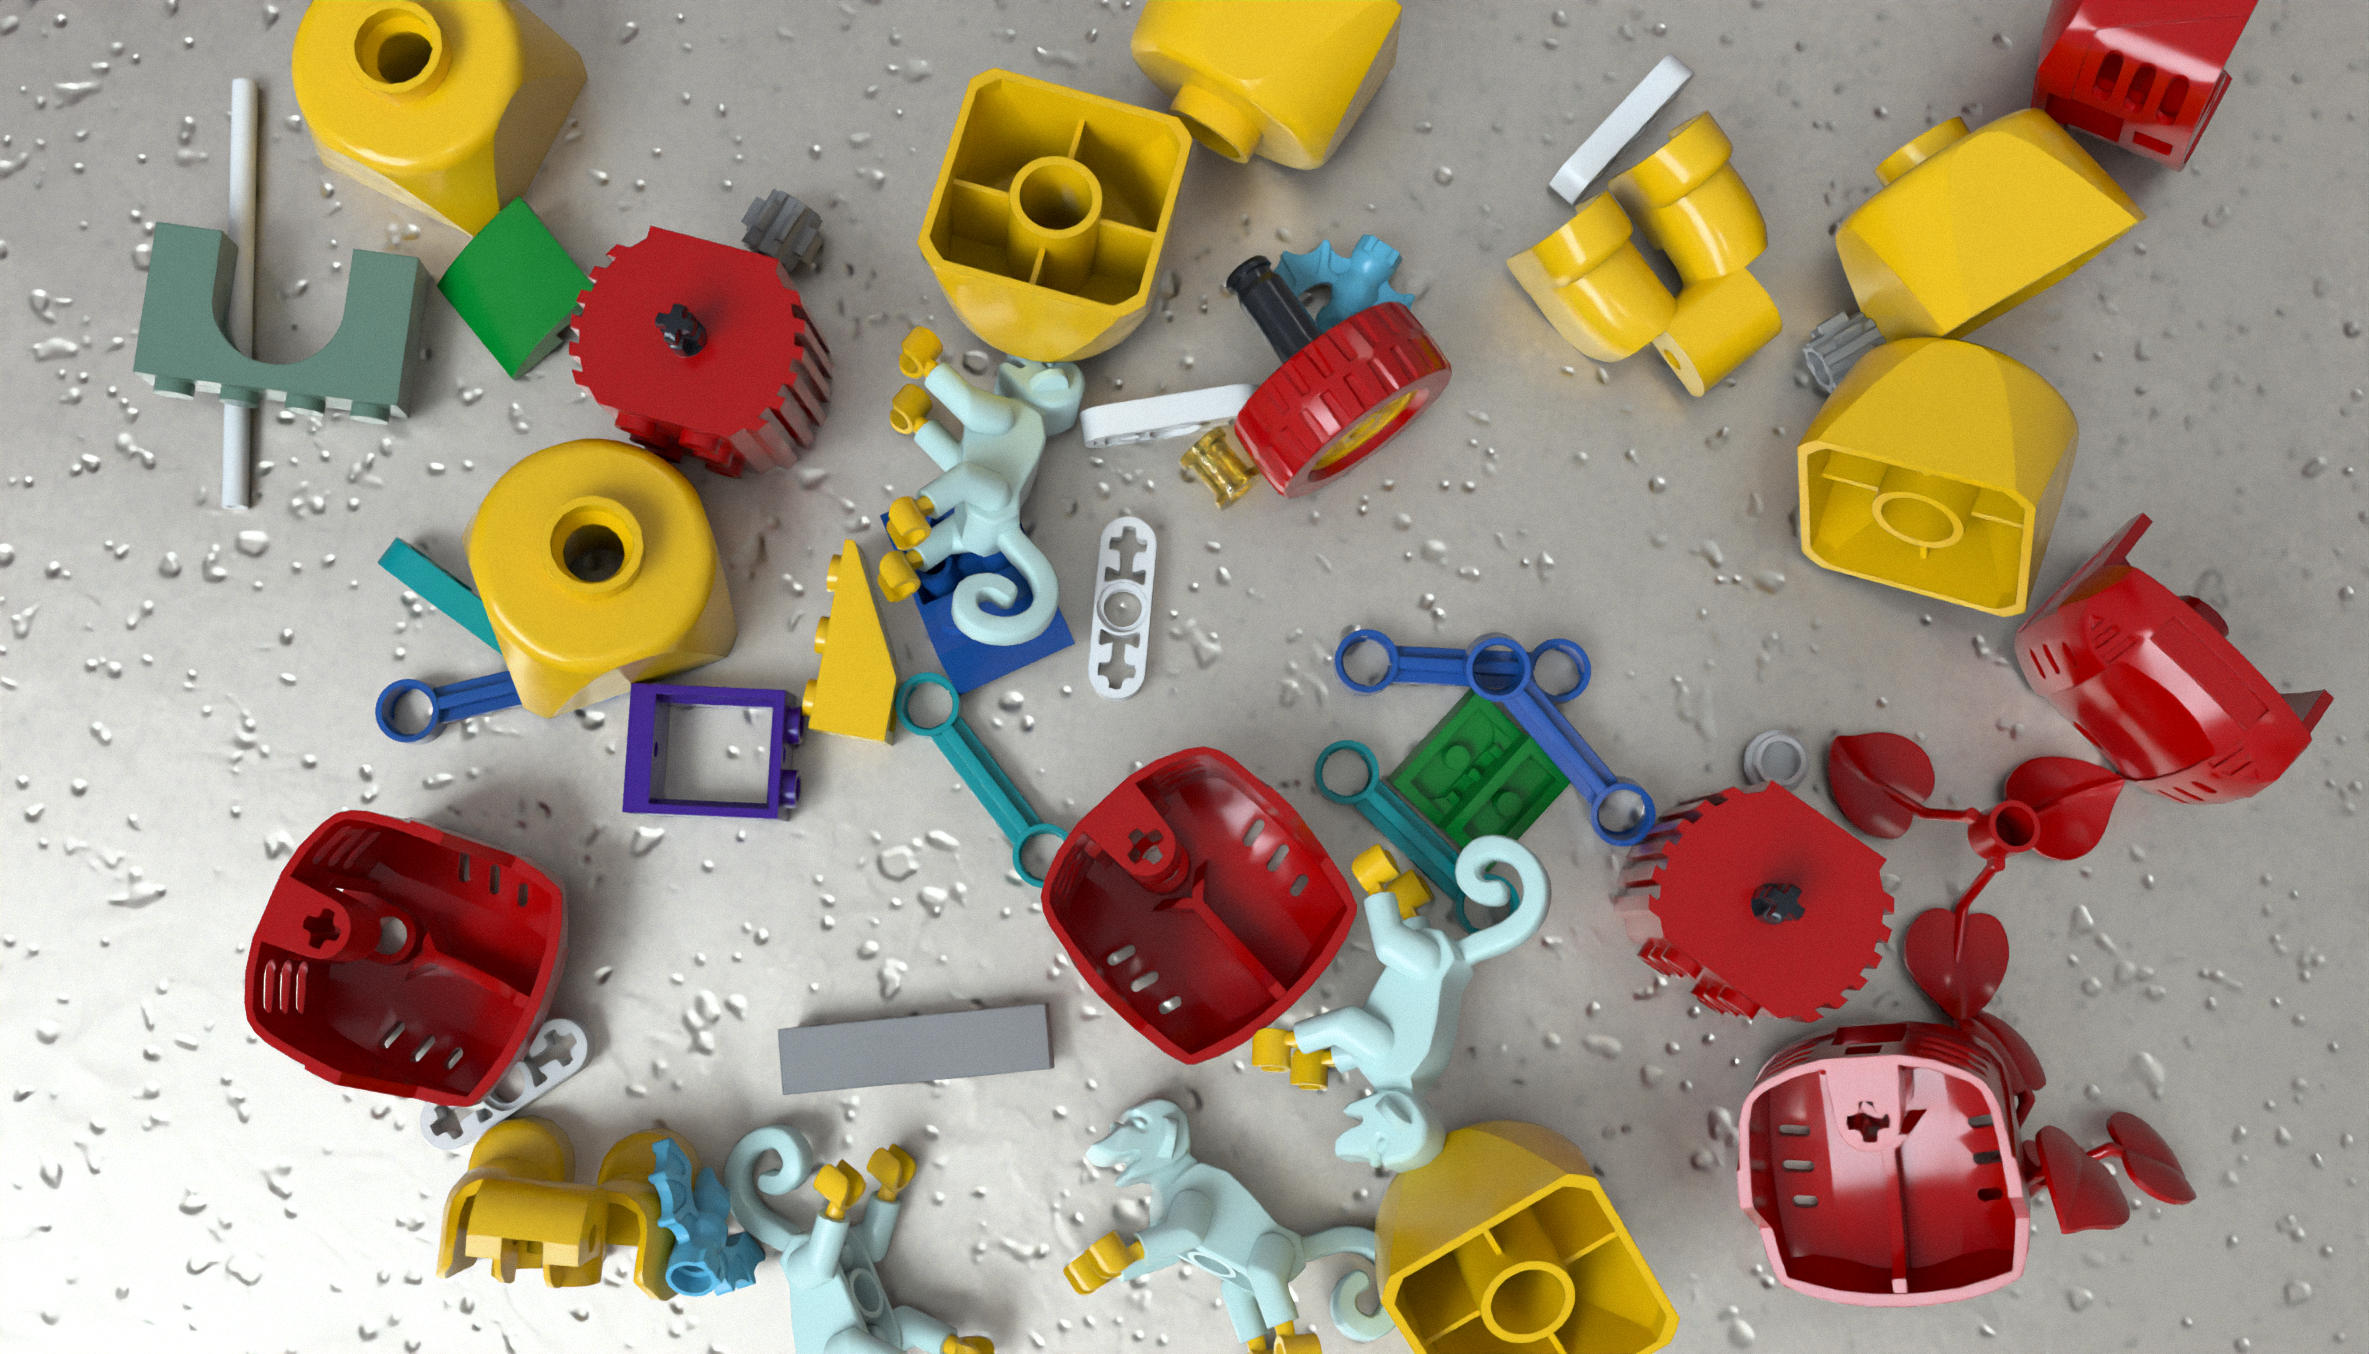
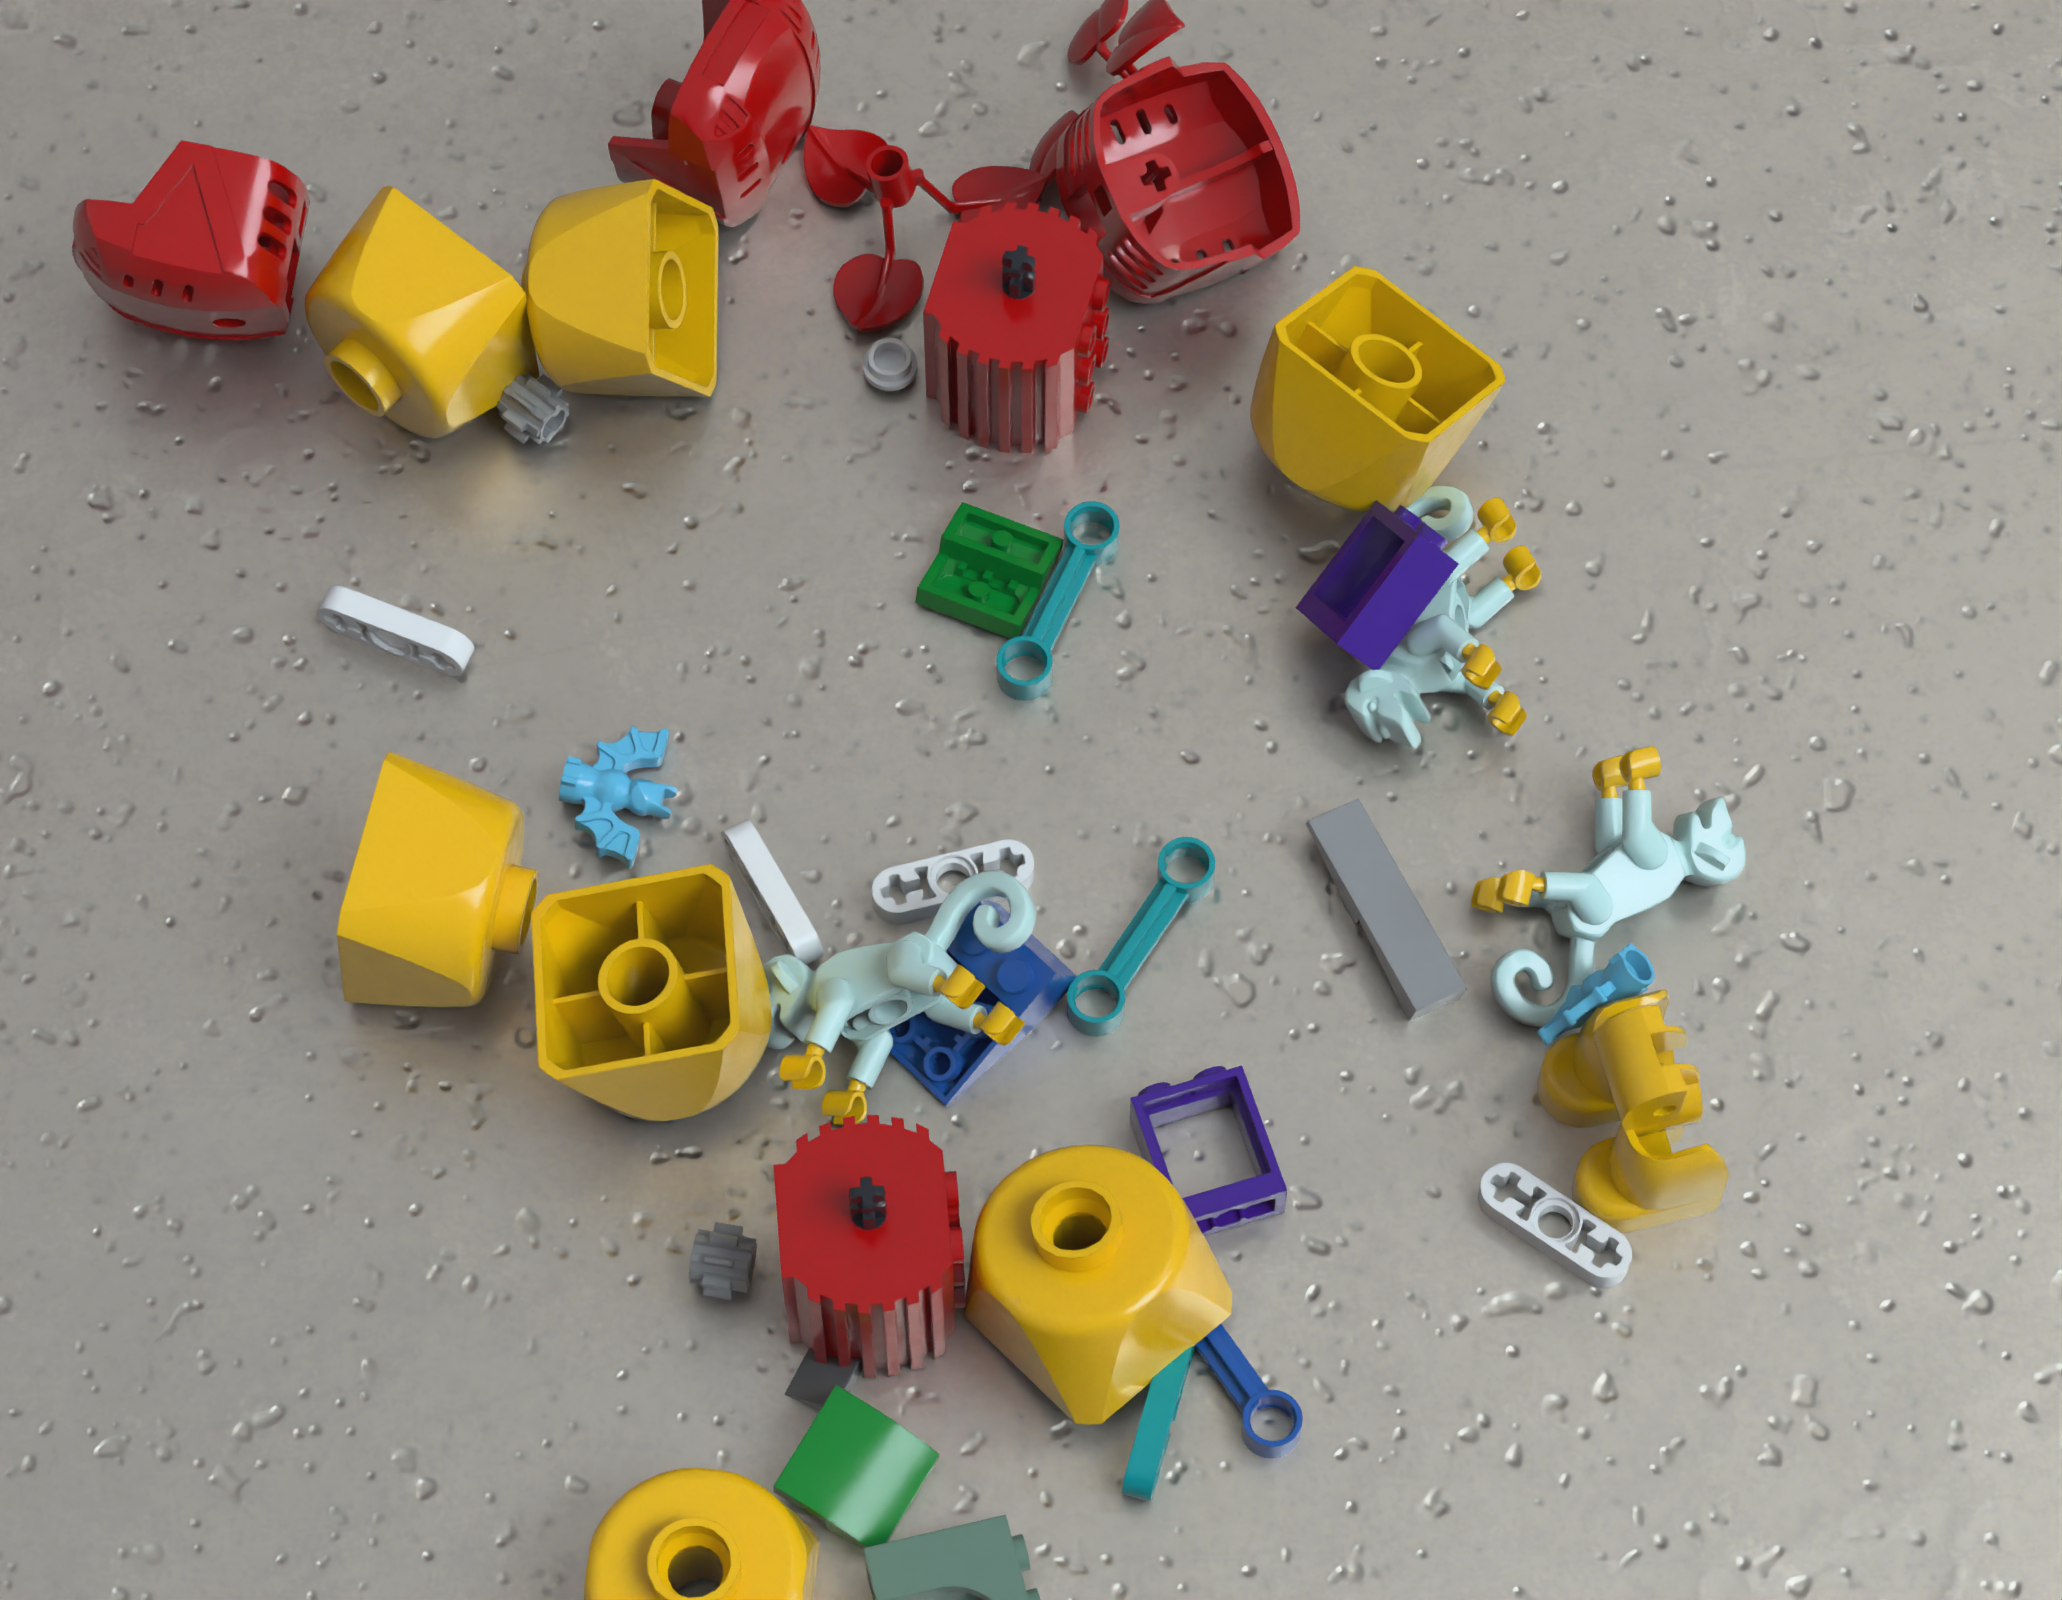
camera: 115 degrees left, 20 degrees down
(469, 974) = (1474, 1295): red piece -> none
(858, 660) = (1086, 1063): yellow slope -> none
(1216, 1159) = (1378, 583): none -> dark purple window
(1219, 929) = (1187, 716): red piece -> none
(1220, 468) = (804, 841): clear yellow bush -> none
(1337, 389) = (716, 744): red wheel -> none
(1412, 1014) = (1203, 527): light aqua animal -> none
(1445, 666) = (902, 612): blue piece -> none
(1560, 740) = (935, 515): blue piece -> none
(1710, 227) = (478, 520): yellow piece -> none

